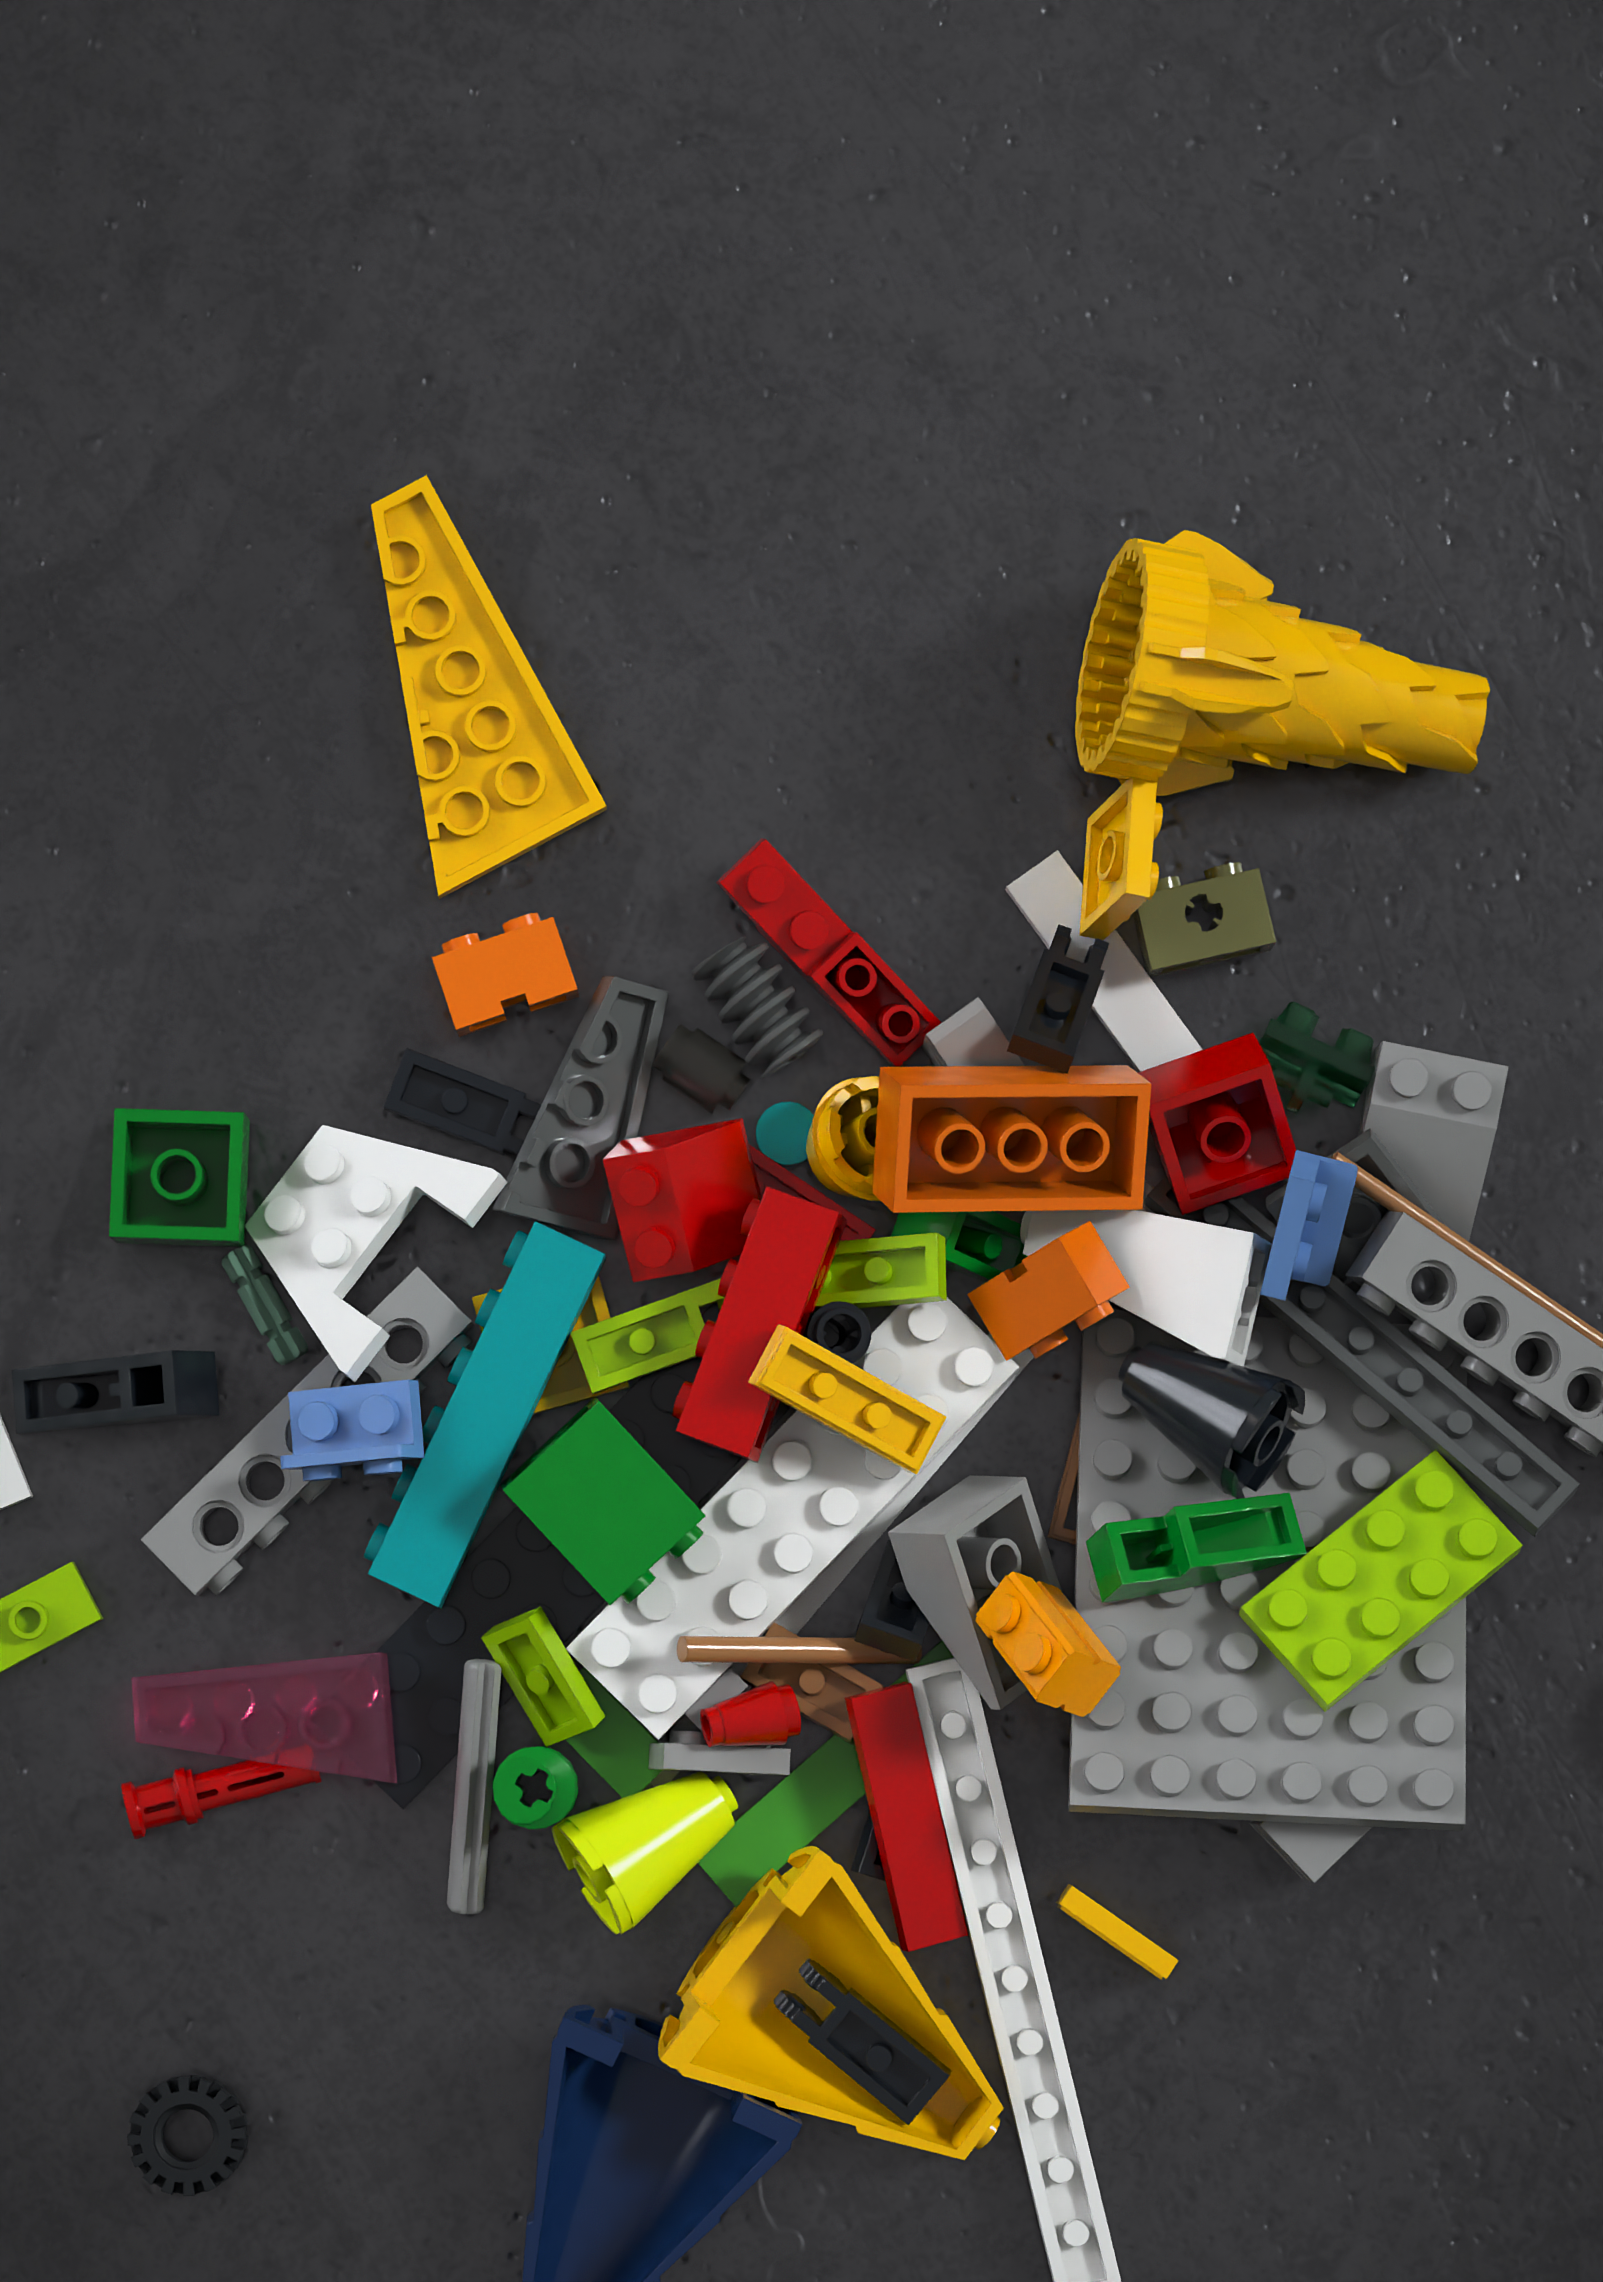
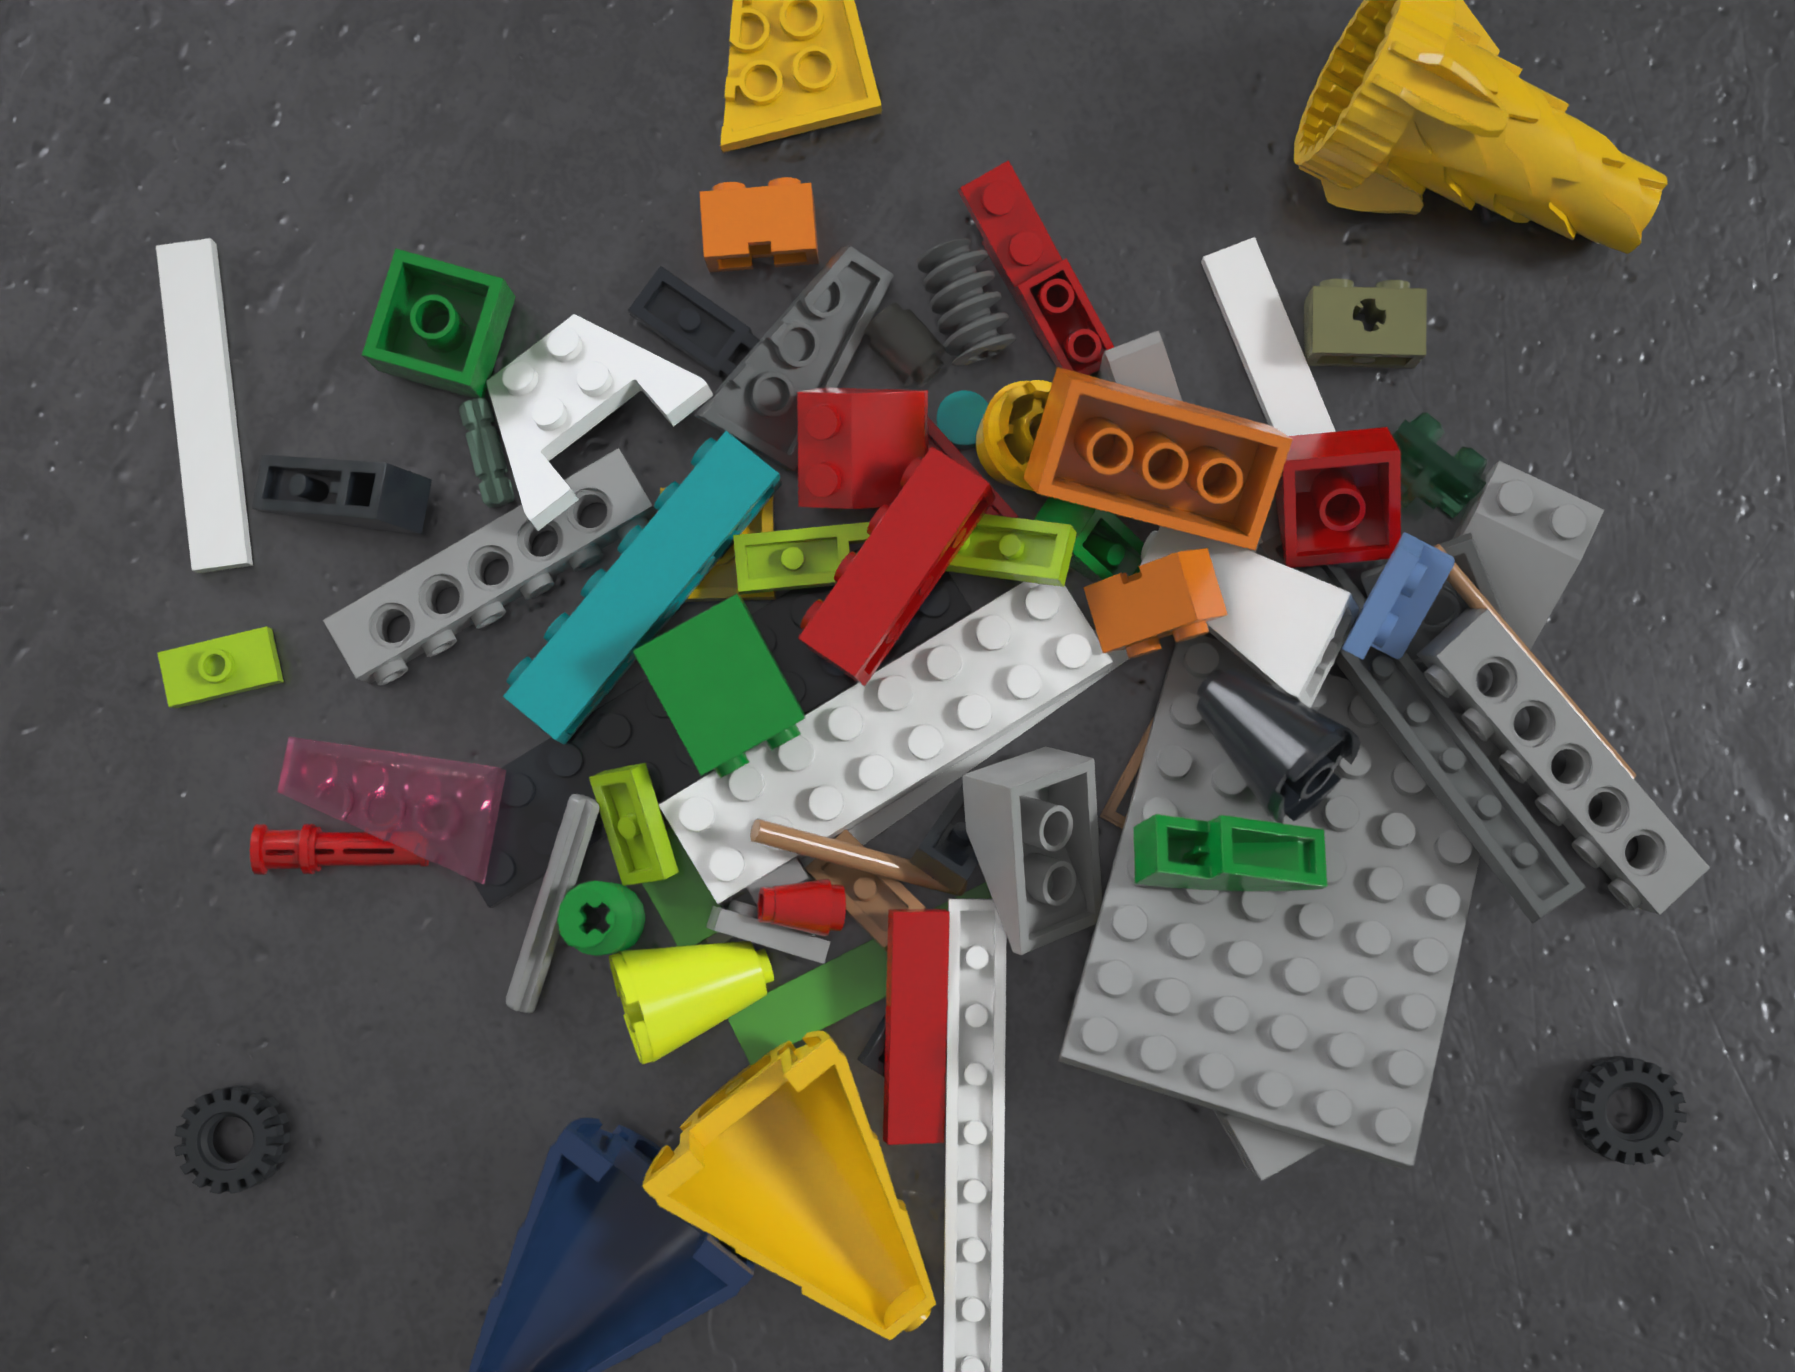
camera: 30 degrees right, 0 degrees up
(354, 1427) = (525, 567): medium blue bracket -> none
(847, 1399) = (954, 648): yellow tile -> none
(852, 1327) = (976, 588): black cone -> none
(866, 2044) = (830, 1215): black hinge -> none
(1048, 1644) = (1077, 909): light orange brick -> none
(1058, 1003) = (1225, 357): black hinge -> none
(1116, 1932) = (1073, 1174): yellow tile -> none
(1119, 857) = (1310, 248): yellow plate -> none
(1380, 1580) = (1386, 927): lime plate -> none

